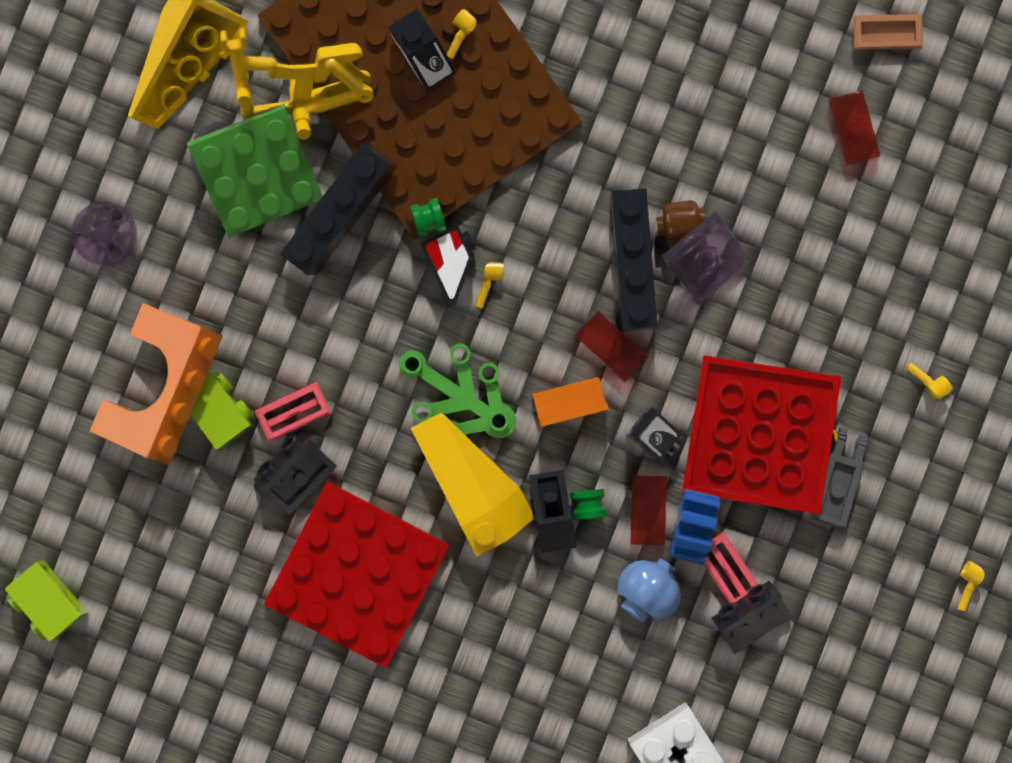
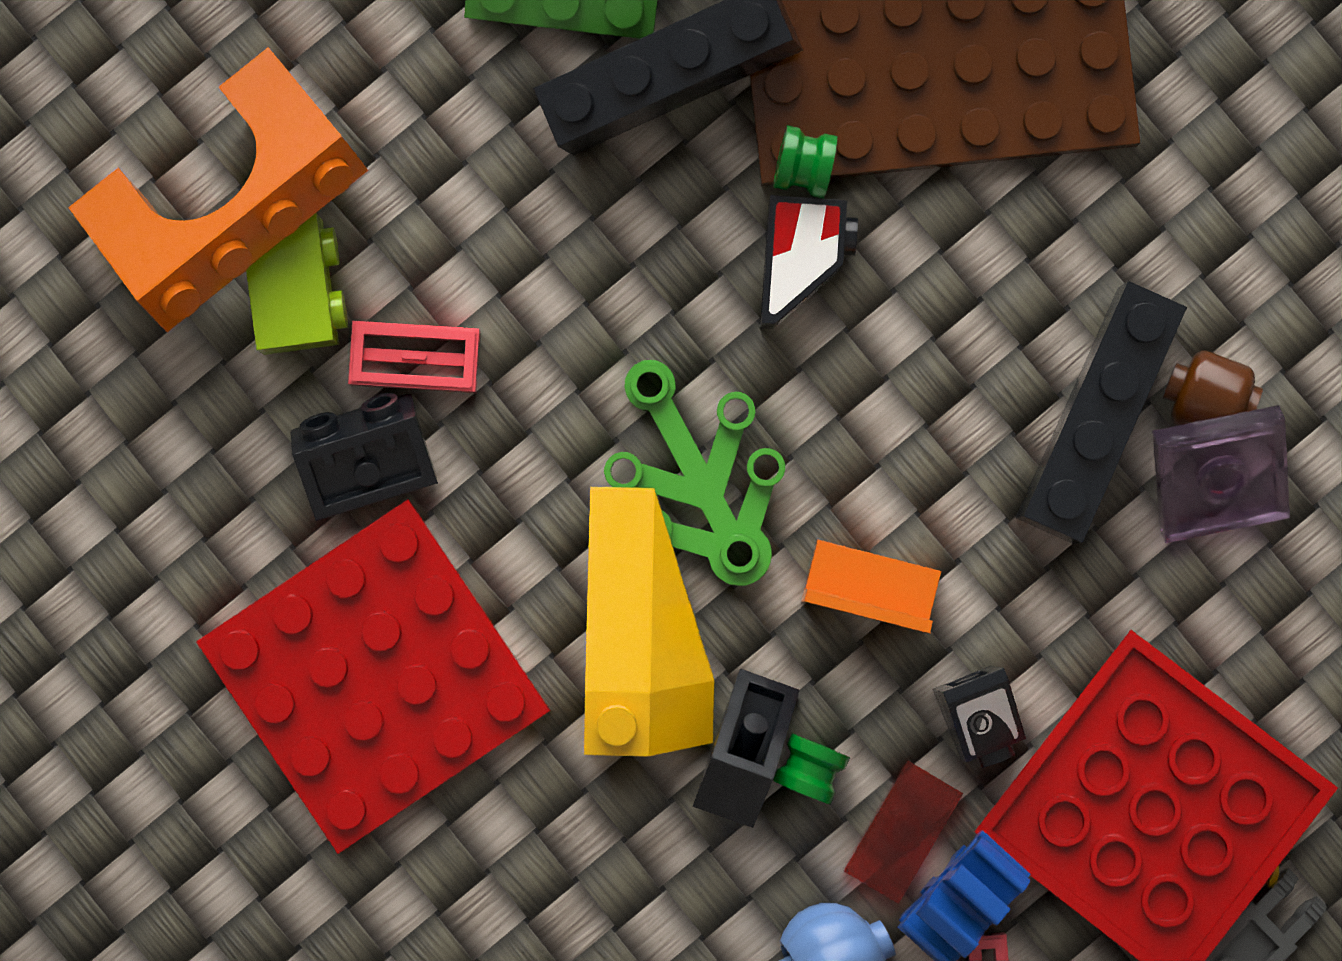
camera: 25 degrees right, 0 degrees up
(492, 272) = (861, 307): yellow hand -> none
(611, 346) = (988, 533): clear red plate -> none

